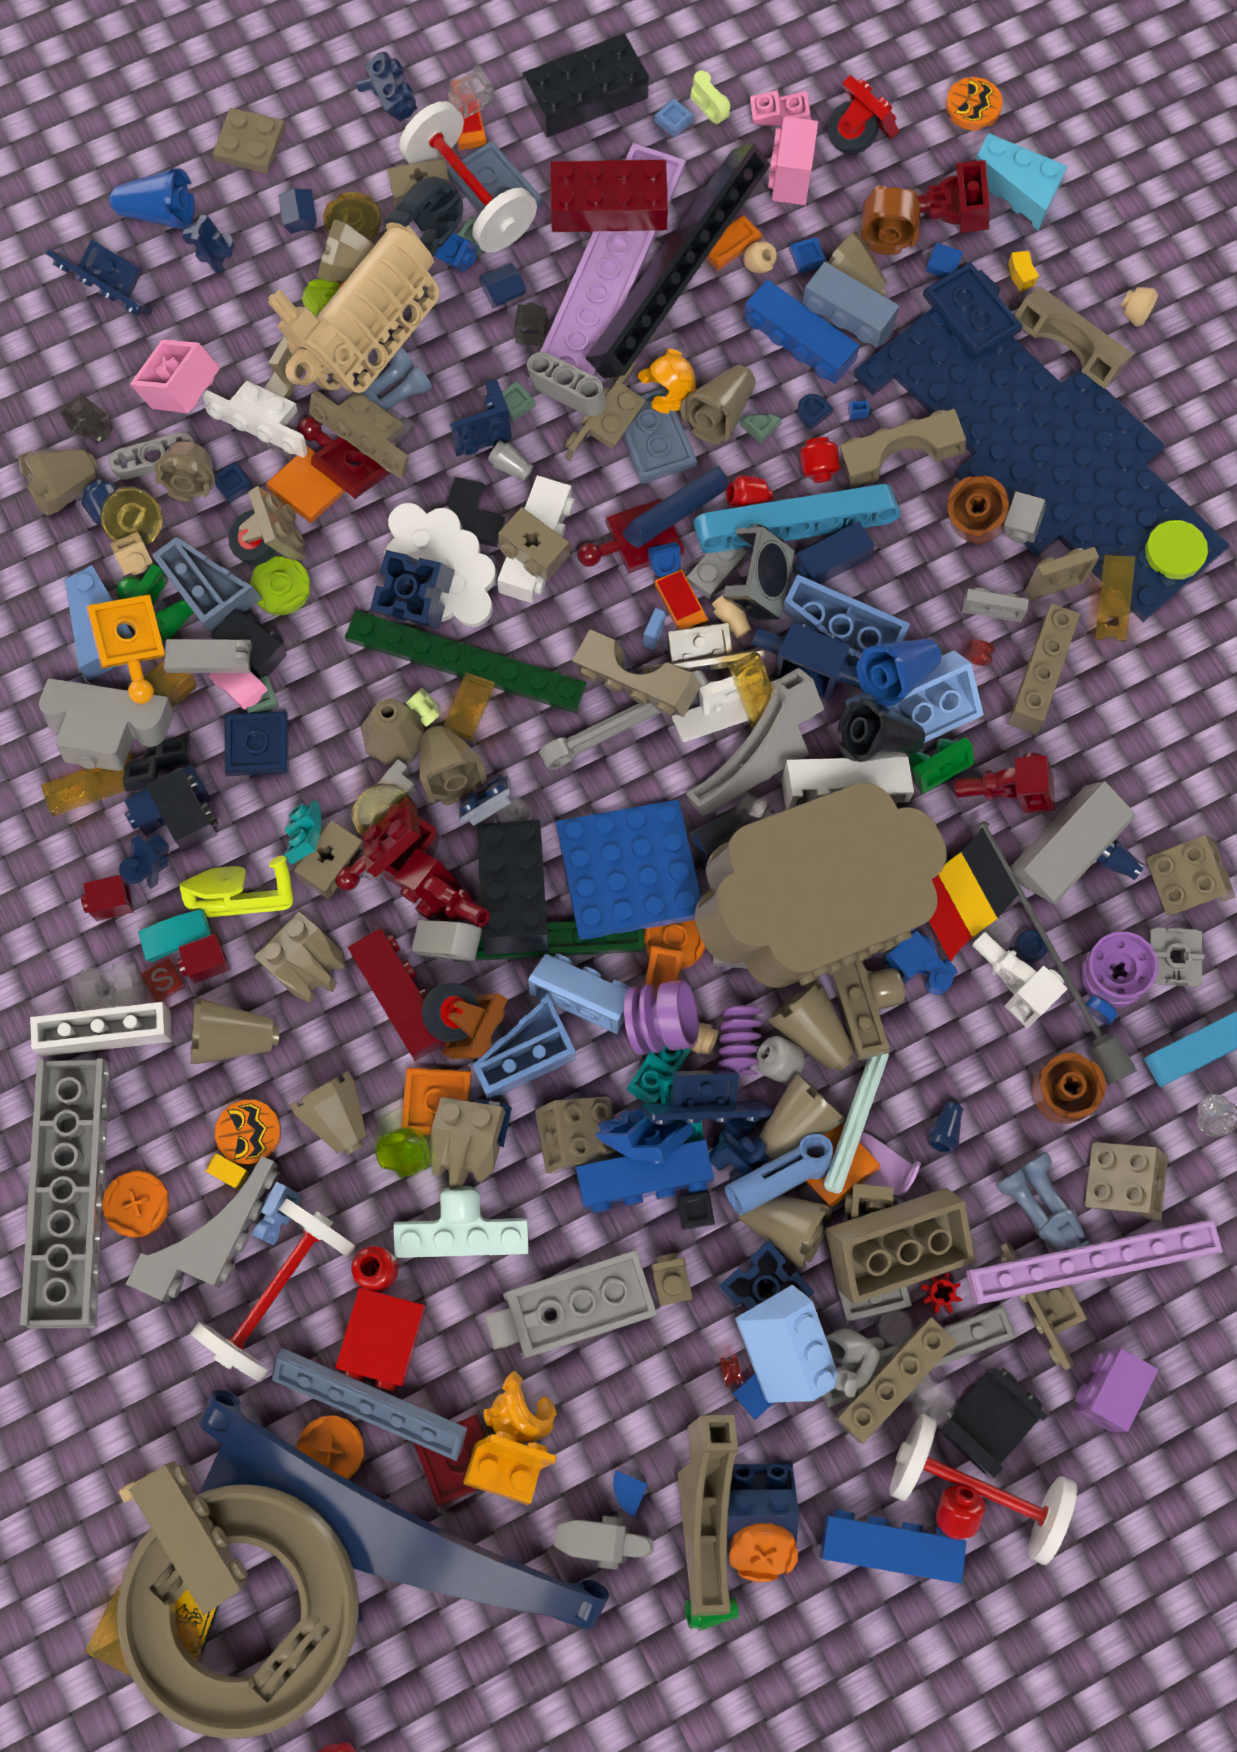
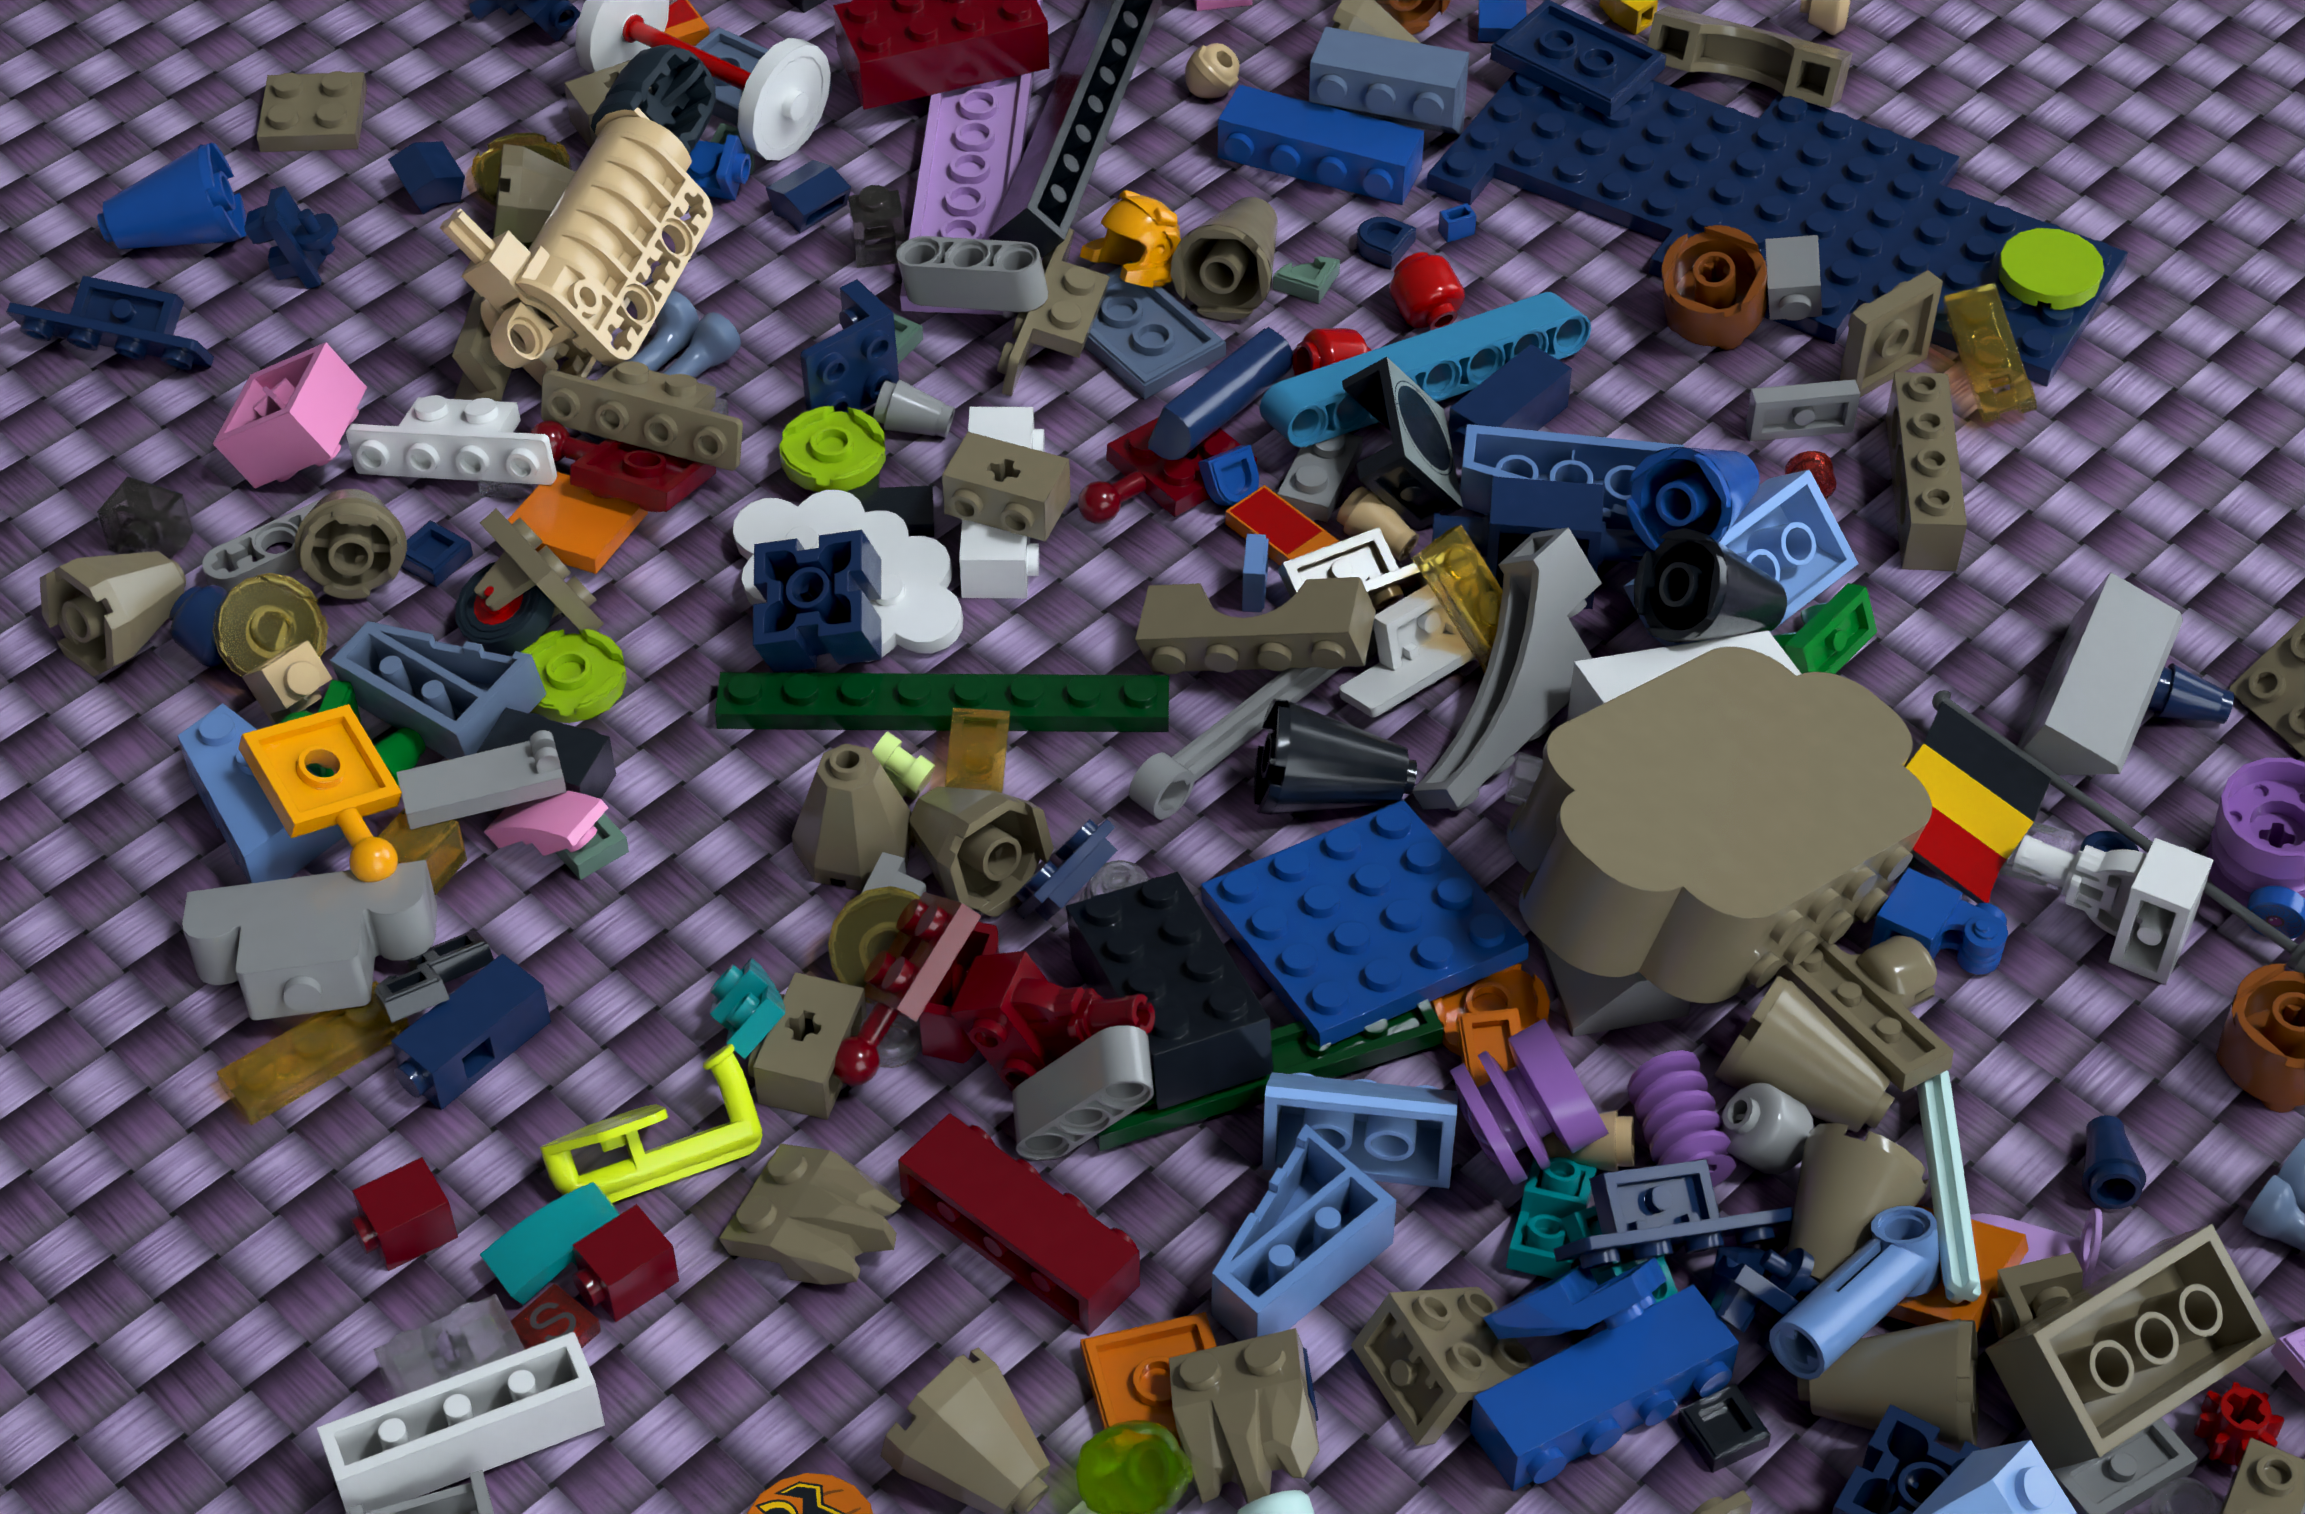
camera: 15 degrees left, 25 degrees down
(145, 860) = (462, 1124): dark blue hips -> none
(181, 810) = (517, 1020): black brick -> none
(229, 1033) = (714, 1365): dark tan cone -> none
(256, 743) = (607, 912): dark blue tile -> none
(458, 478) = (832, 449): none -> lime tile
(462, 1019) = (1164, 1210): plate -> none
(644, 770) = (1326, 764): none -> black cone
(718, 832) = (1486, 819): black brick -> none
(733, 242) = (1158, 69): orange tile -> none
(807, 255) = (1283, 58): blue tile -> none
(935, 435) = (1598, 214): dark tan arch -> none
(1028, 781) = (1980, 618): dark red brick -> none

